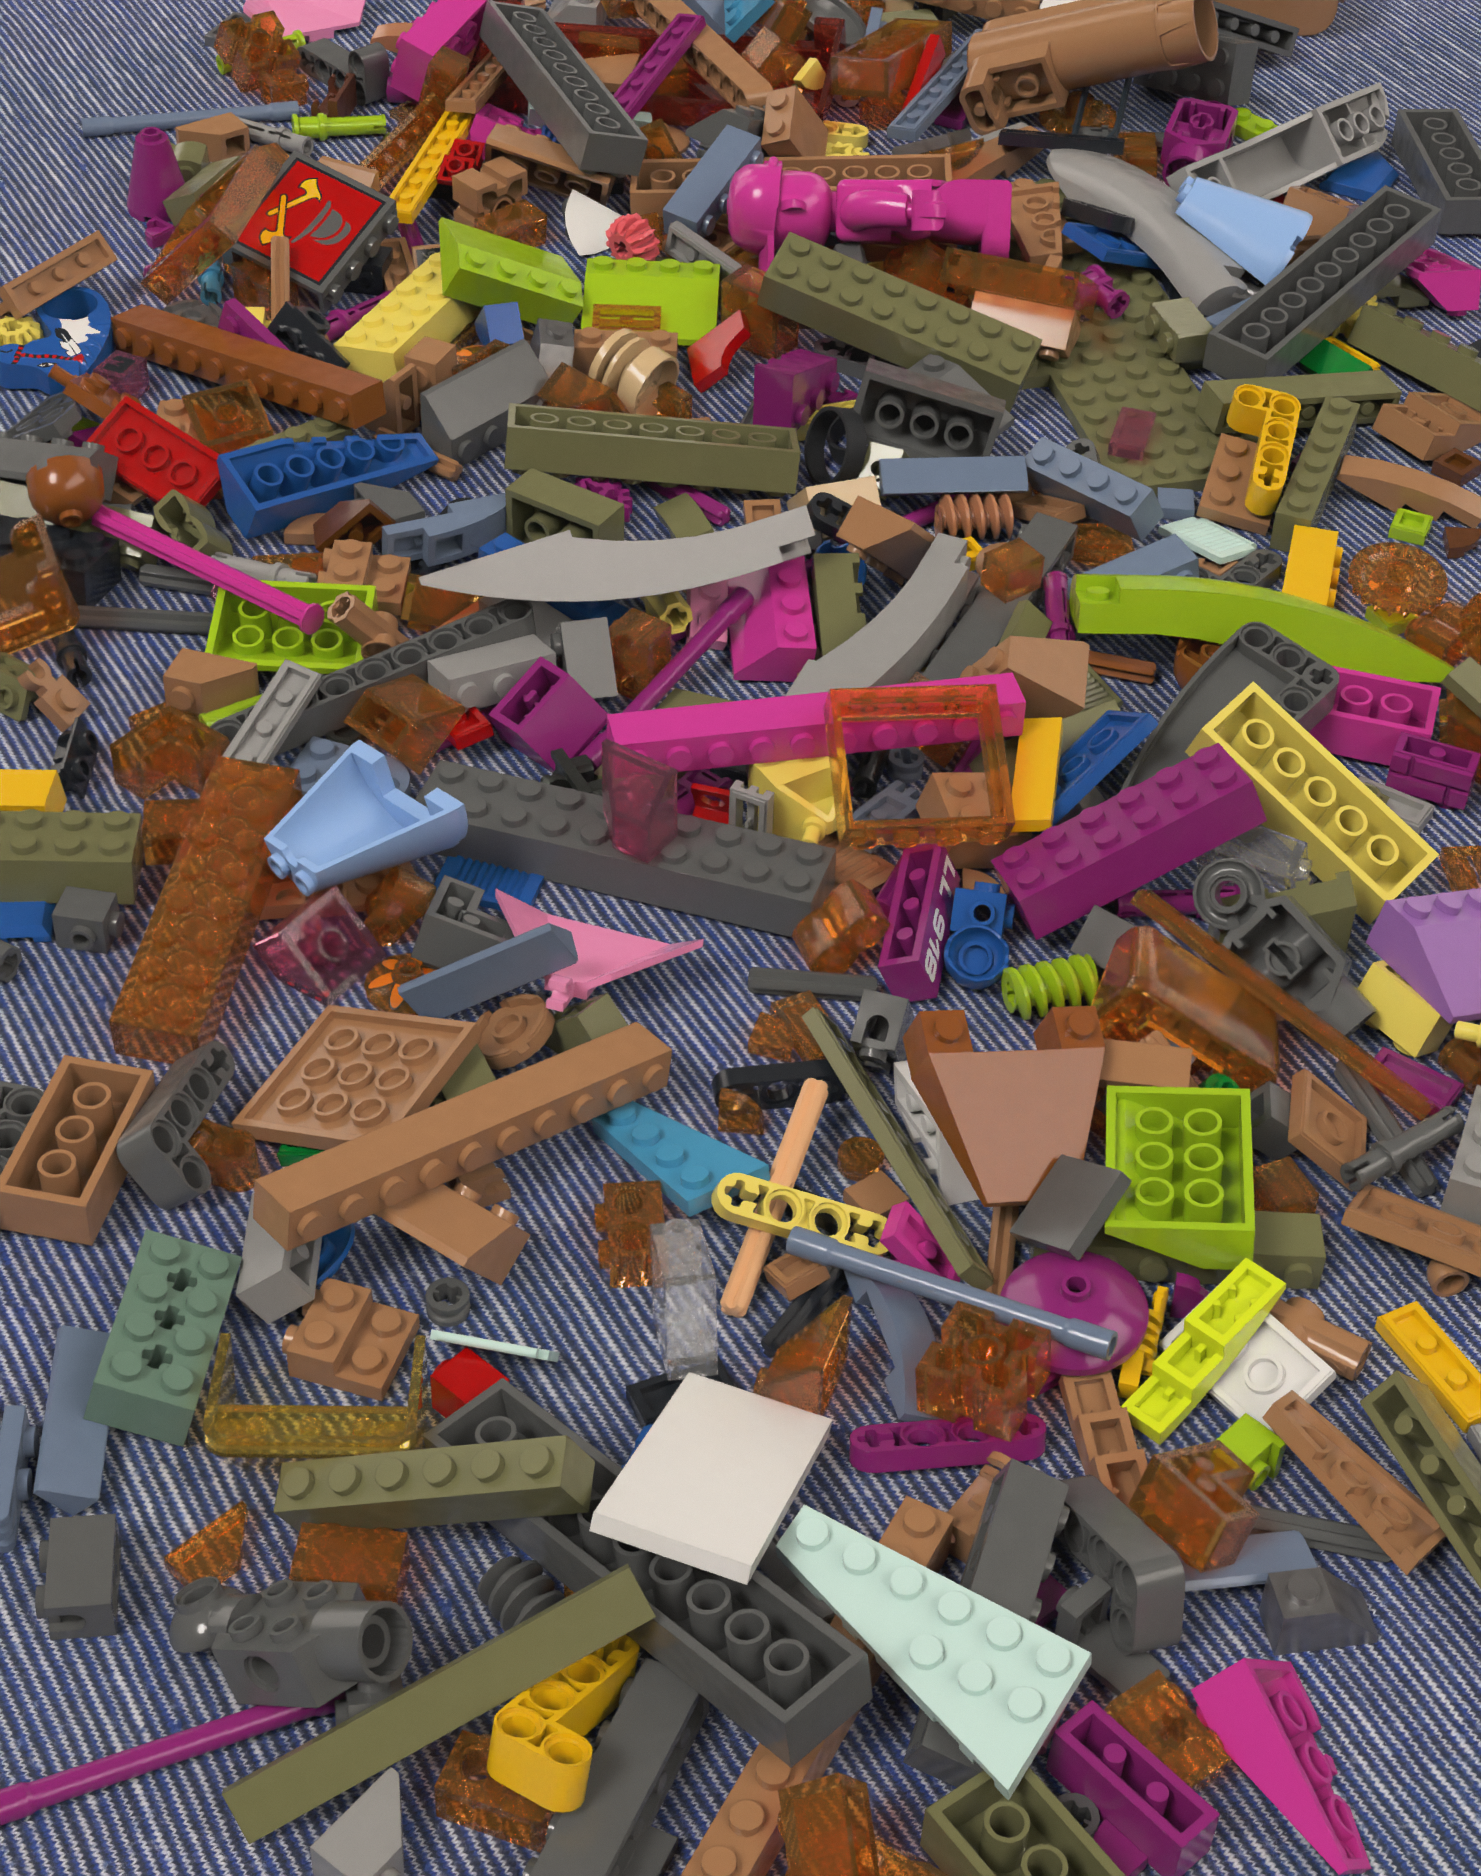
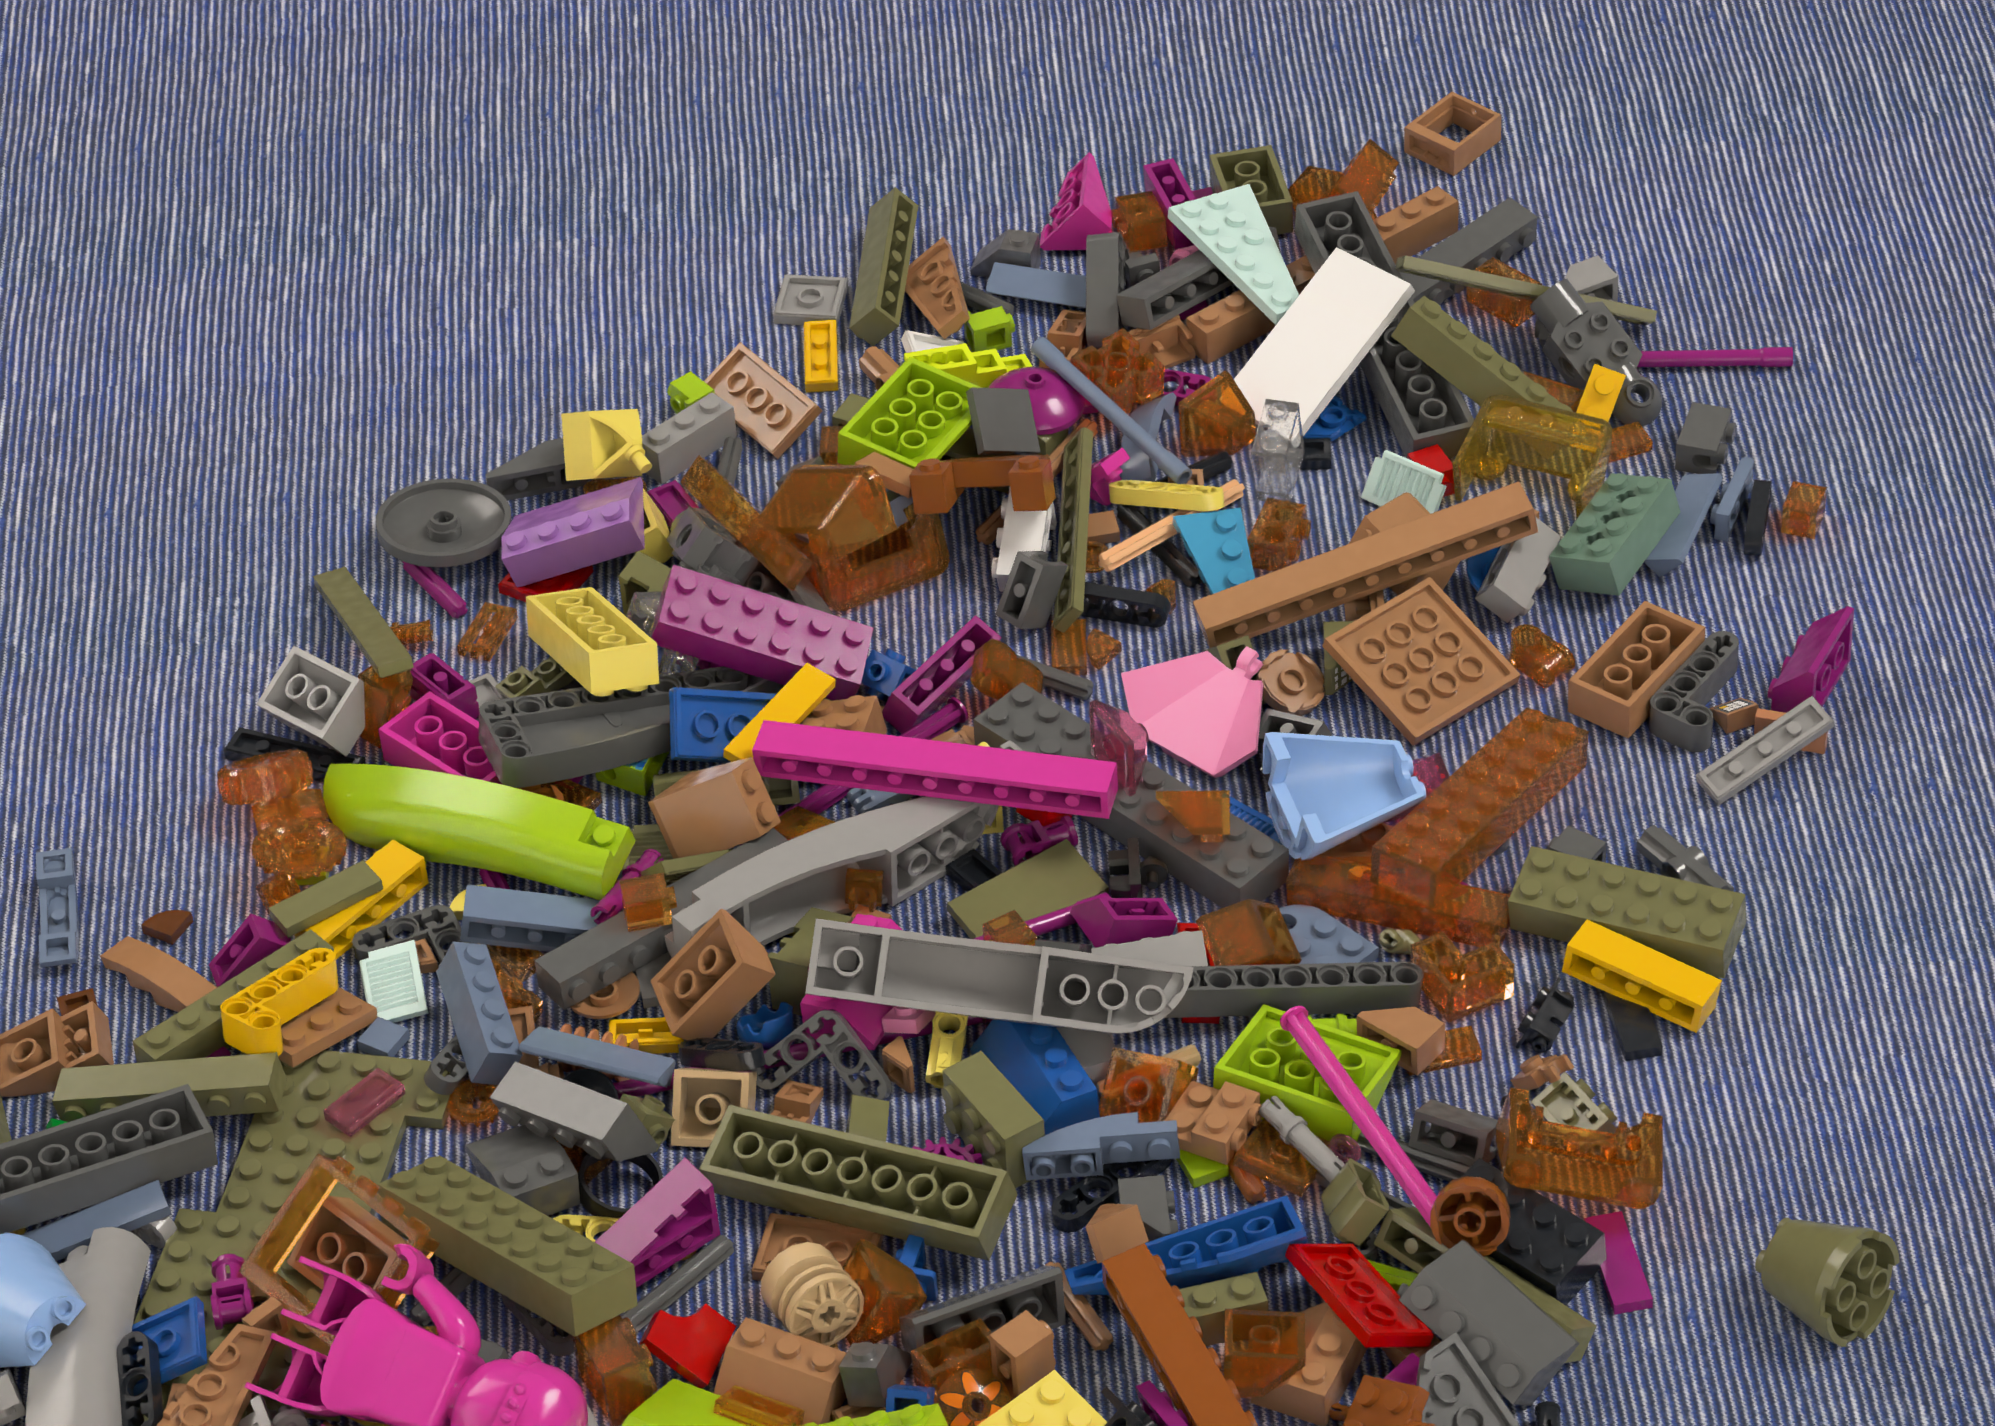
camera: 150 degrees left, 0 degrees up
(123, 624) = (1453, 1133): none -> dark grey brick
(156, 1141) = (1573, 643): dark grey beam -> none
(260, 1565) = (1600, 392): none -> yellow plate
(275, 714) = (1370, 953): light grey tile -> none
(351, 520) = (1198, 1176): reddish brown slope -> none
(371, 629) = (1237, 1010): medium nougat piece -> none
(400, 402) = (1078, 1347): medium nougat slope -> none
(407, 470) = (1115, 1230): none -> medium nougat slope
(491, 972) = (1294, 683): sand blue slope -> none
(522, 779) = (1200, 811): none -> clear orange slope
(541, 1732) = (1481, 254): yellow beam -> none
(815, 444) = (660, 1140): black tyre -> none
(920, 703) = (826, 704): clear orange window -> none
(976, 956) = (917, 643): blue hair -> none
(1049, 984) = (881, 614): lime piece -> none
(1178, 329) = (200, 1207): olive brick -> none
(1198, 1503) = (1044, 292): clear orange brick -> none
(1324, 545) = (325, 898): none -> olive tile
(1325, 1125) = (775, 469): medium nougat tile -> none
(1355, 521) = (246, 947): none -> magenta slope
(1388, 1156) = (739, 445): dark grey pin -> none
(1410, 526) = (194, 953): lime tile -> none

